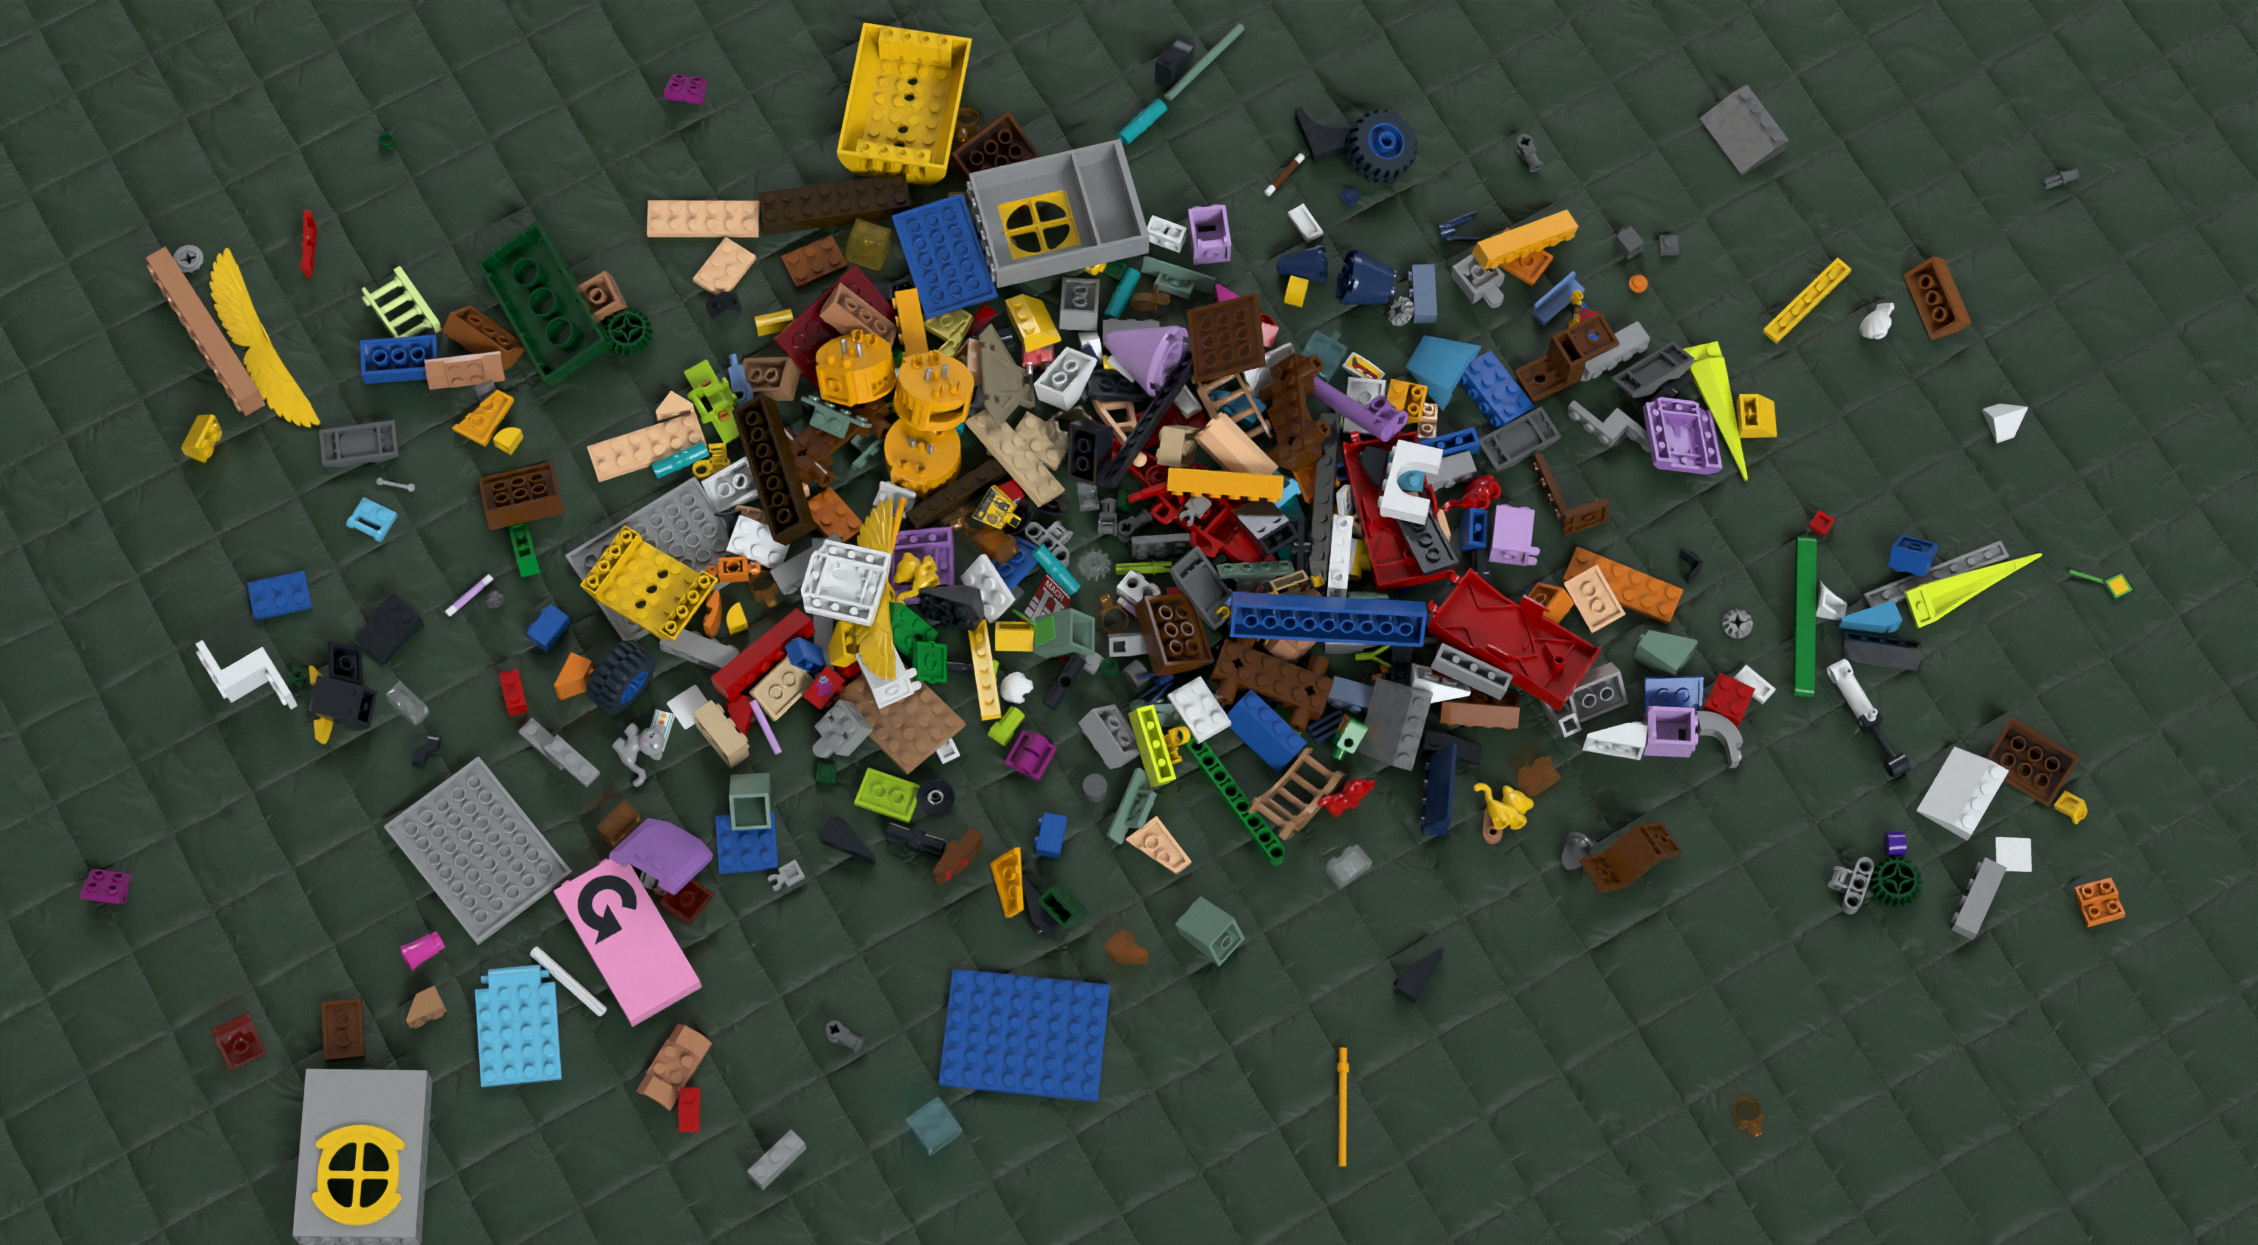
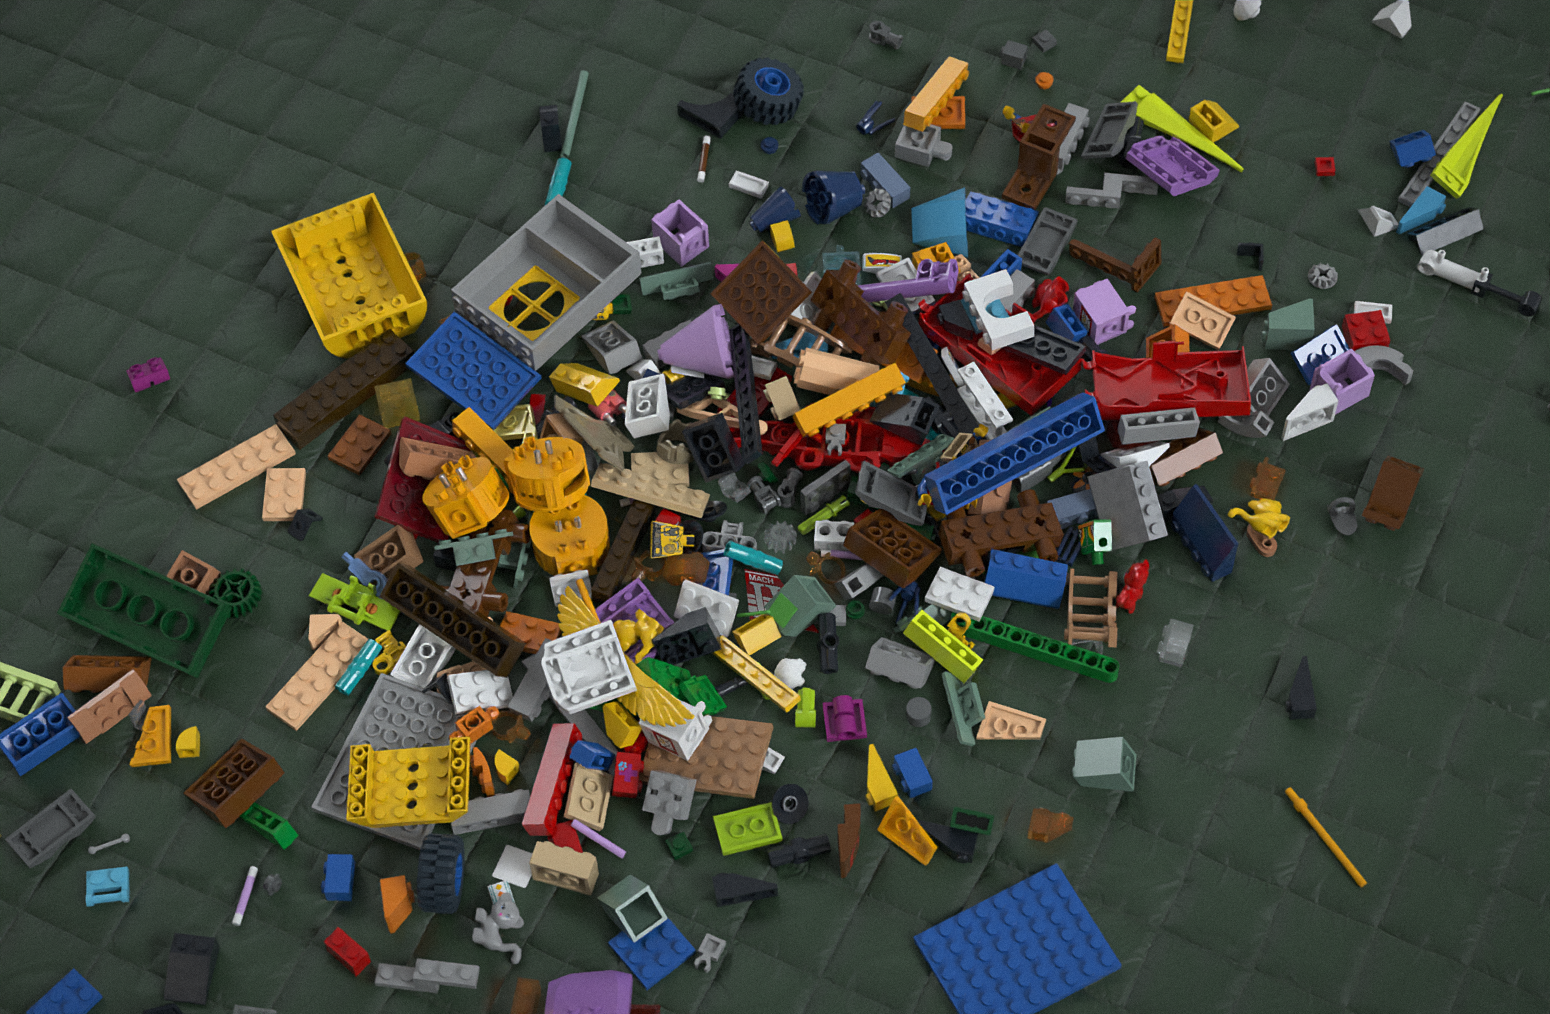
camera: 30 degrees left, 10 degrees down
(773, 322) = (360, 510): yellow brick -> none
(993, 146) = (446, 267): reddish brown slope -> none
(1017, 826) = (879, 785): none -> yellow slope
(1122, 294) = (641, 318): teal axle -> none
(1133, 405) = (718, 393): none -> yellowish green plate
(1154, 298) = (672, 305): clear orange piece -> none
(1556, 299) = (992, 127): medium blue panel -> none
(1804, 616) = (1370, 240): green beam -> none

